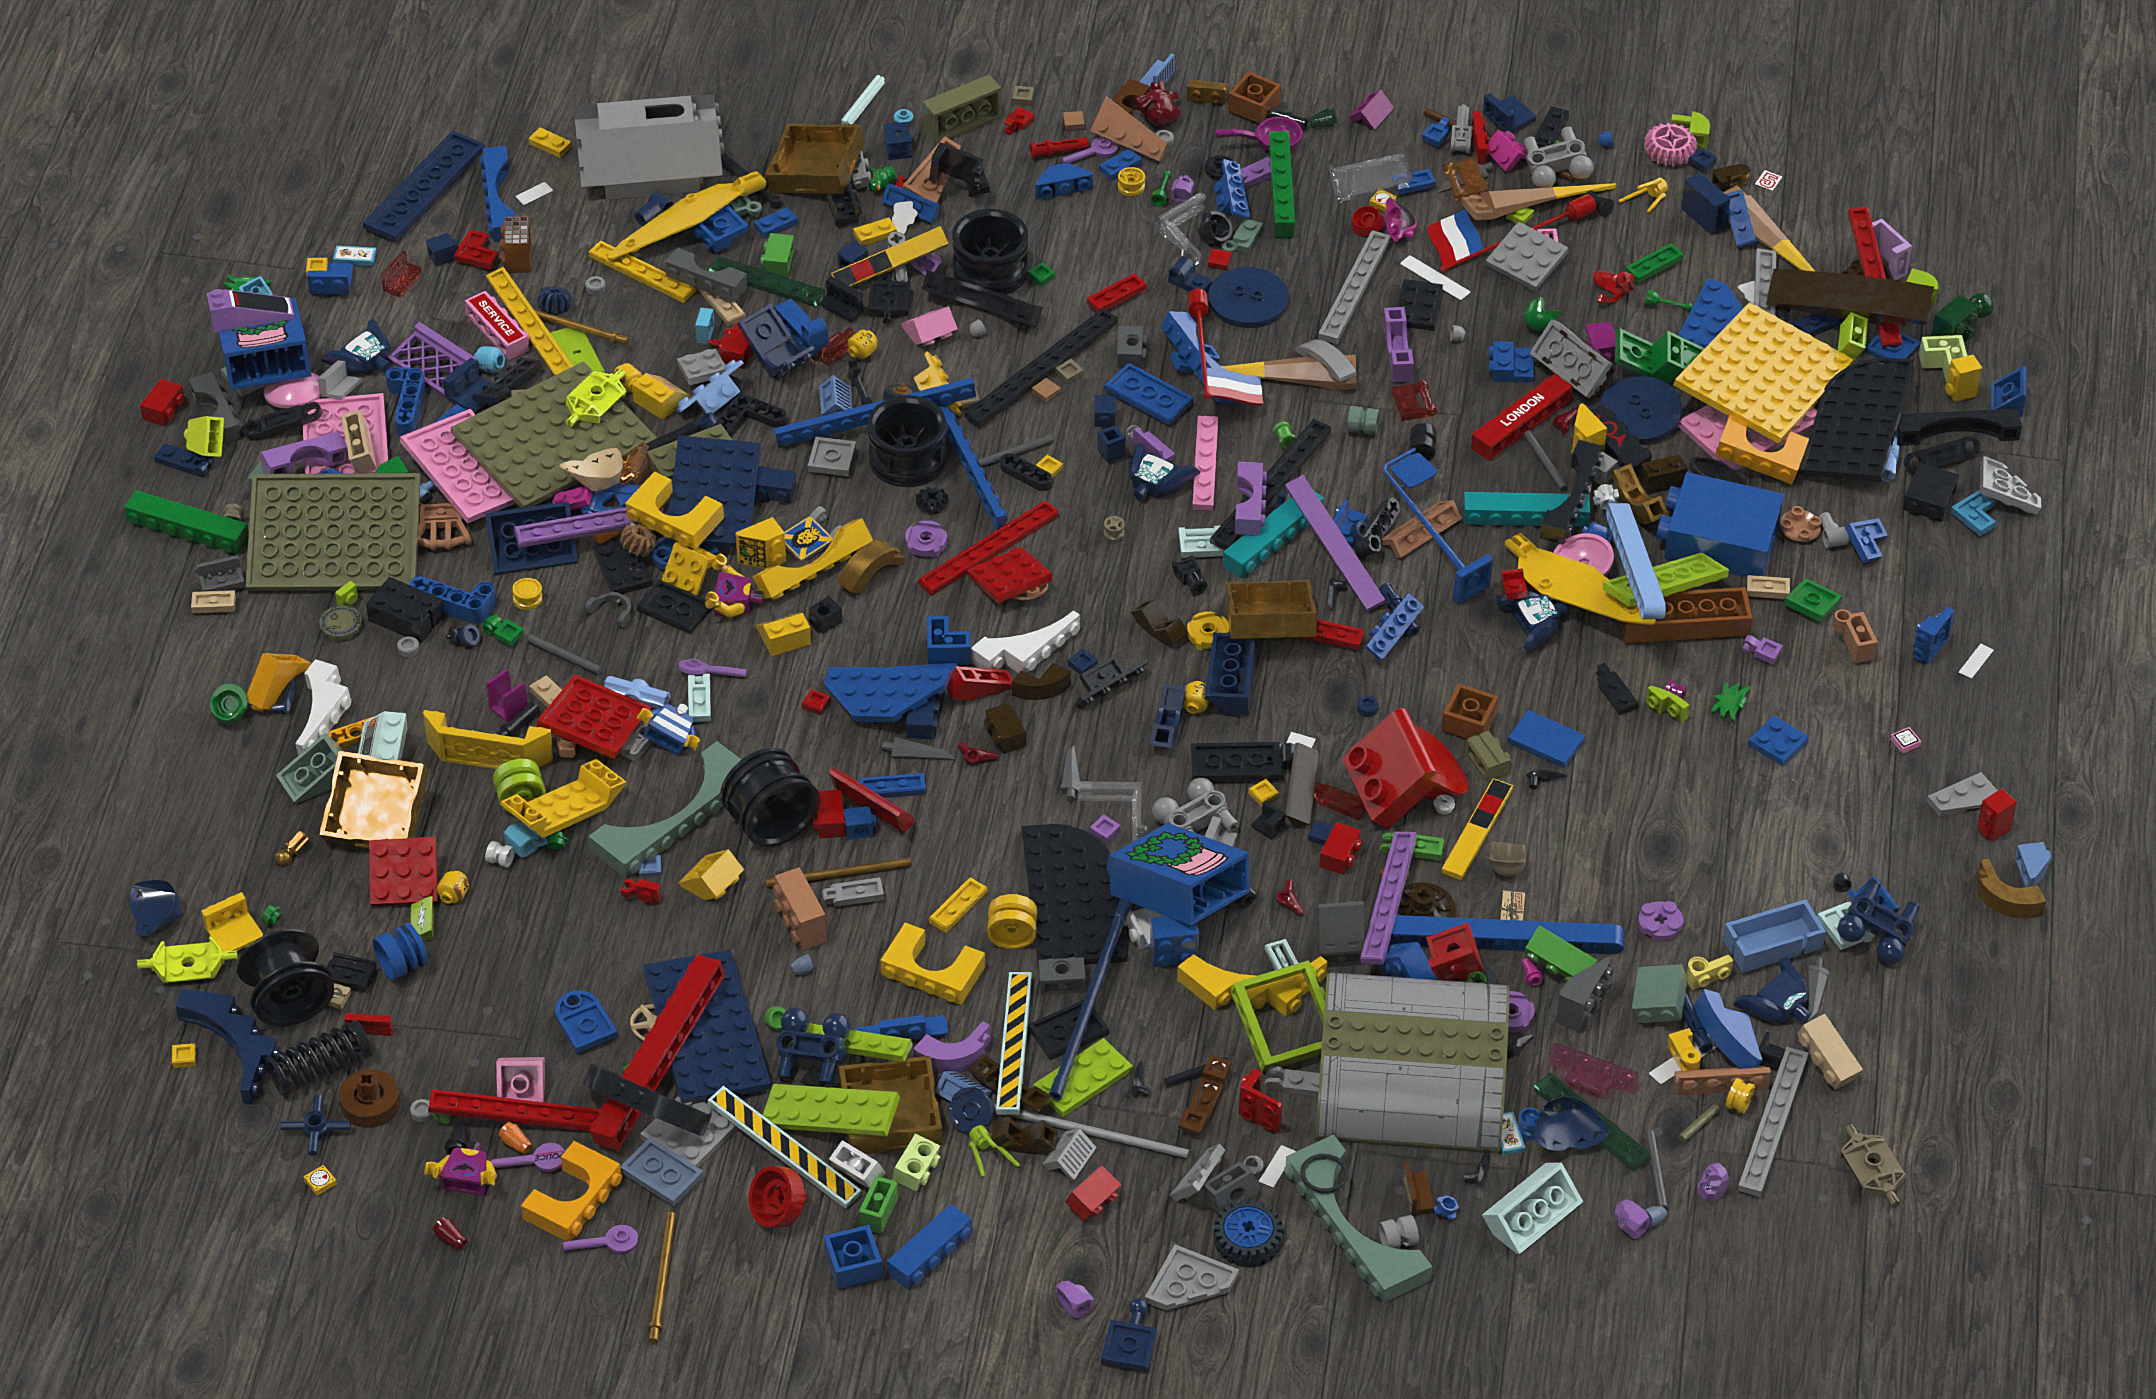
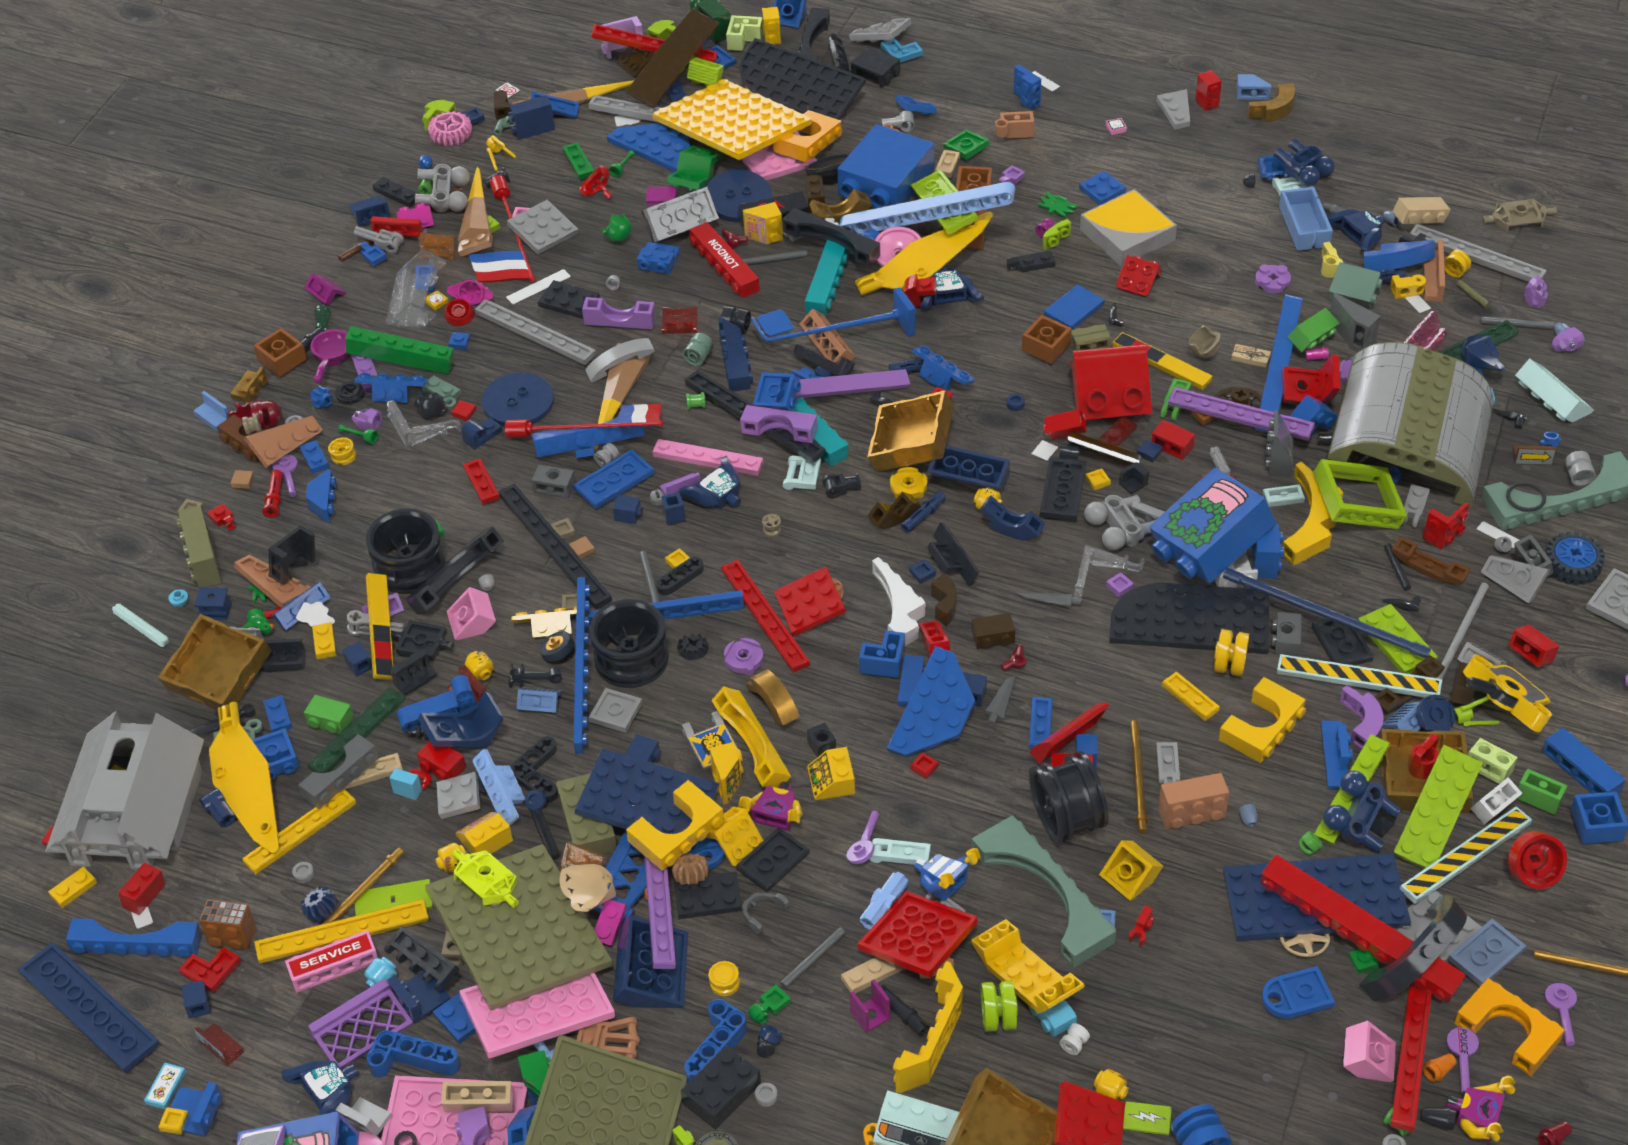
camera: 75 degrees left, 0 degrees up
(550, 182) = (141, 888): none -> red brick
(906, 1091) = (1423, 757): none -> red piece
(1018, 1170) = (1509, 691): none -> yellow piece
(1131, 98) = (251, 424): none -> dark tan wheel
(1175, 651) = (929, 506): none -> dark blue pin
(1179, 379) = (606, 455): none -> light grey wheel
(1200, 145) = (321, 397): none -> blue gear
(1285, 482) = (777, 391): none -> blue plate
(1321, 897) = (1219, 460): none -> light grey axle
(1324, 232) = (459, 341): none -> blue plate
(1327, 745) = (1063, 424): none -> red brick
(1360, 450) = (735, 356): none -> dark blue wedge
(1620, 785) = (1138, 275): none -> red bracket
(1702, 768) = (1128, 226): none -> tile

